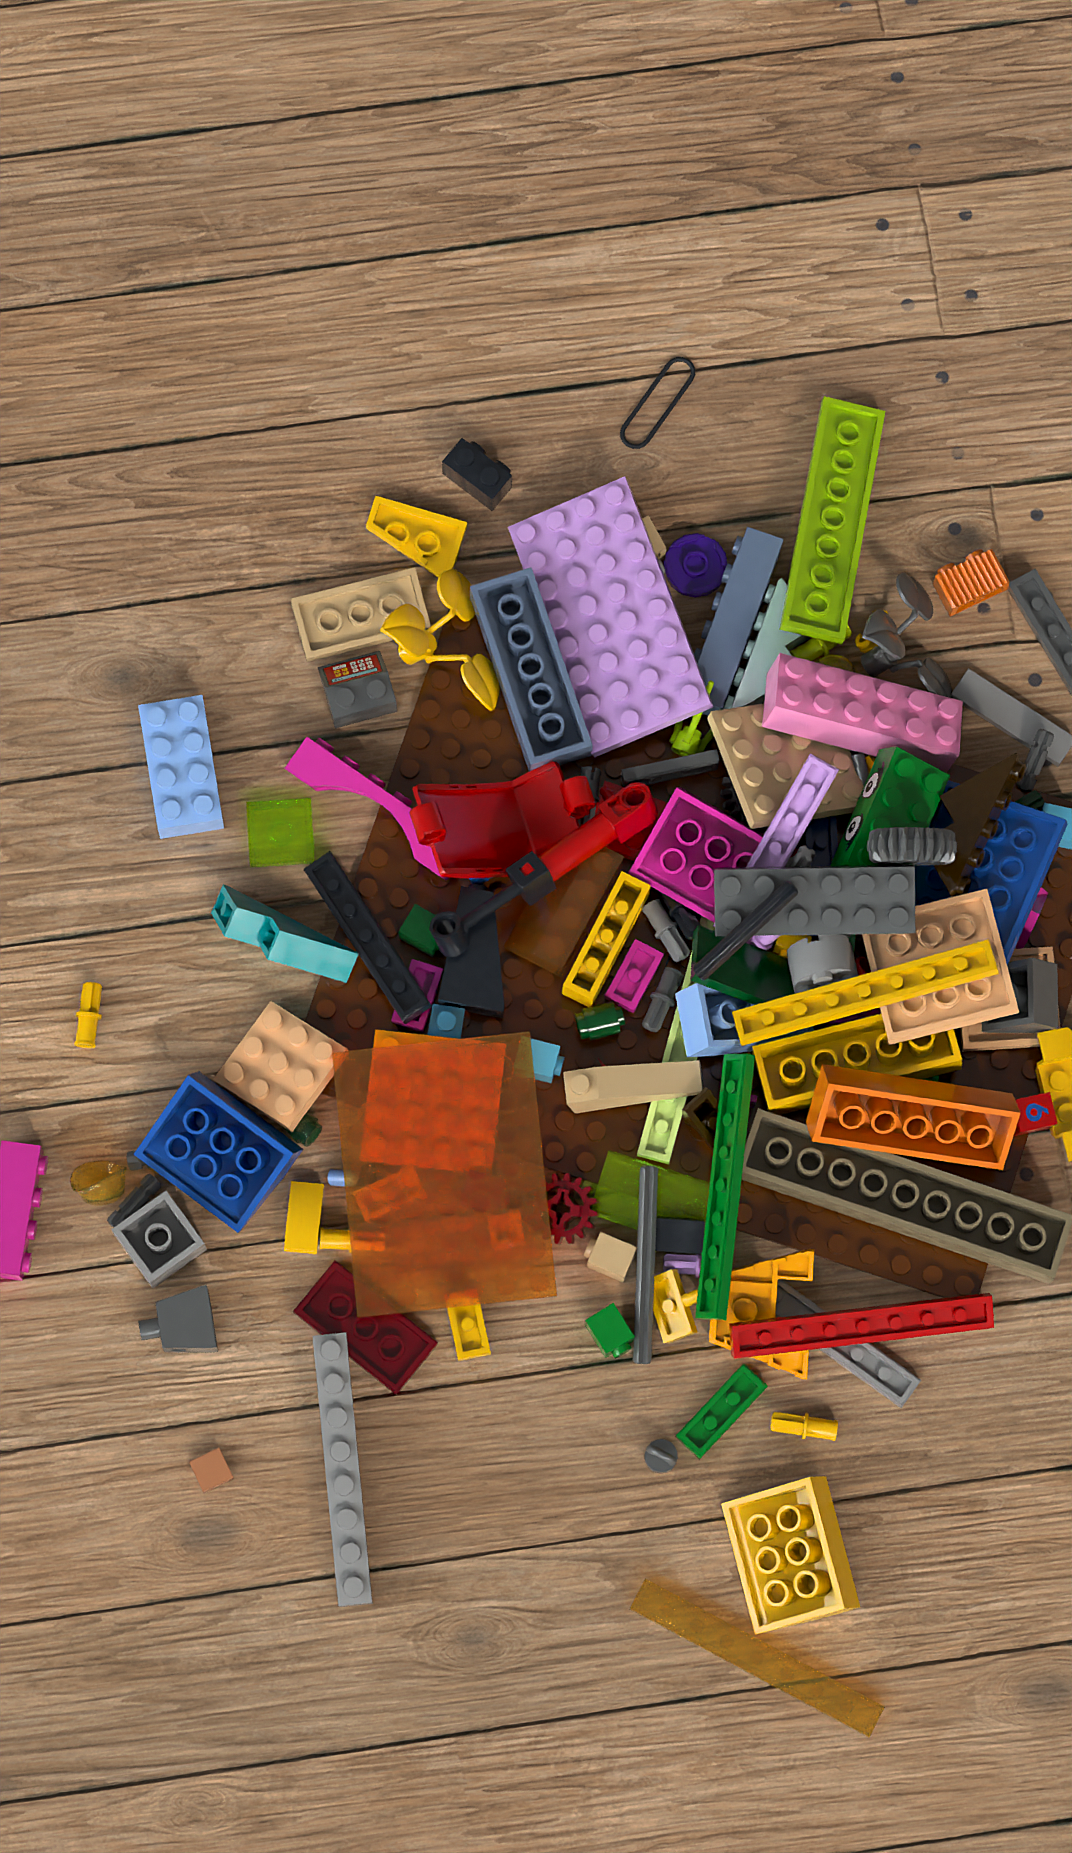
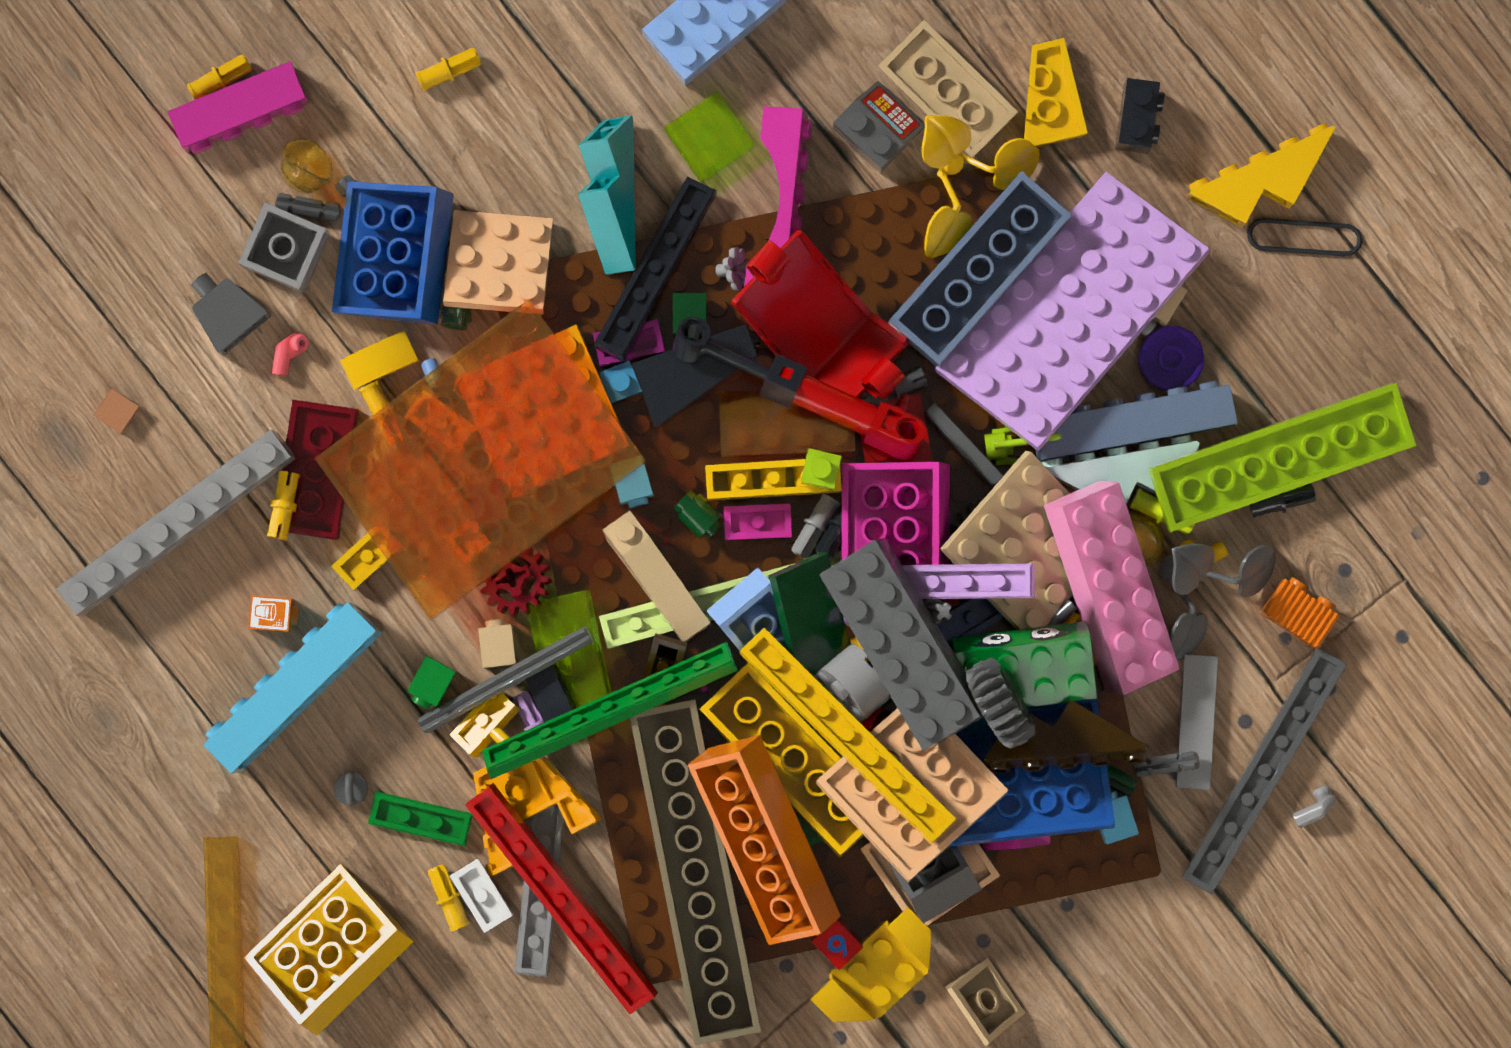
camera: 65 degrees right, 10 degrees up
(247, 1291) = (286, 350): none -> coral arm
(381, 1369) = (283, 505): none -> yellow pin
(407, 872) = (734, 268): none -> plant
(470, 1433) = (273, 614): none -> orange brick
(546, 1450) = (292, 688): none -> medium azure brick
(594, 395) = (1272, 175): none -> yellow slope
(625, 888) = (820, 469): none -> lime brick
(662, 999) = (751, 558): dark grey axle -> none
(745, 930) = (836, 599): black axle -> none
(818, 1395) = (481, 895): none -> white plate
(869, 543) = (1289, 499): none -> black axle

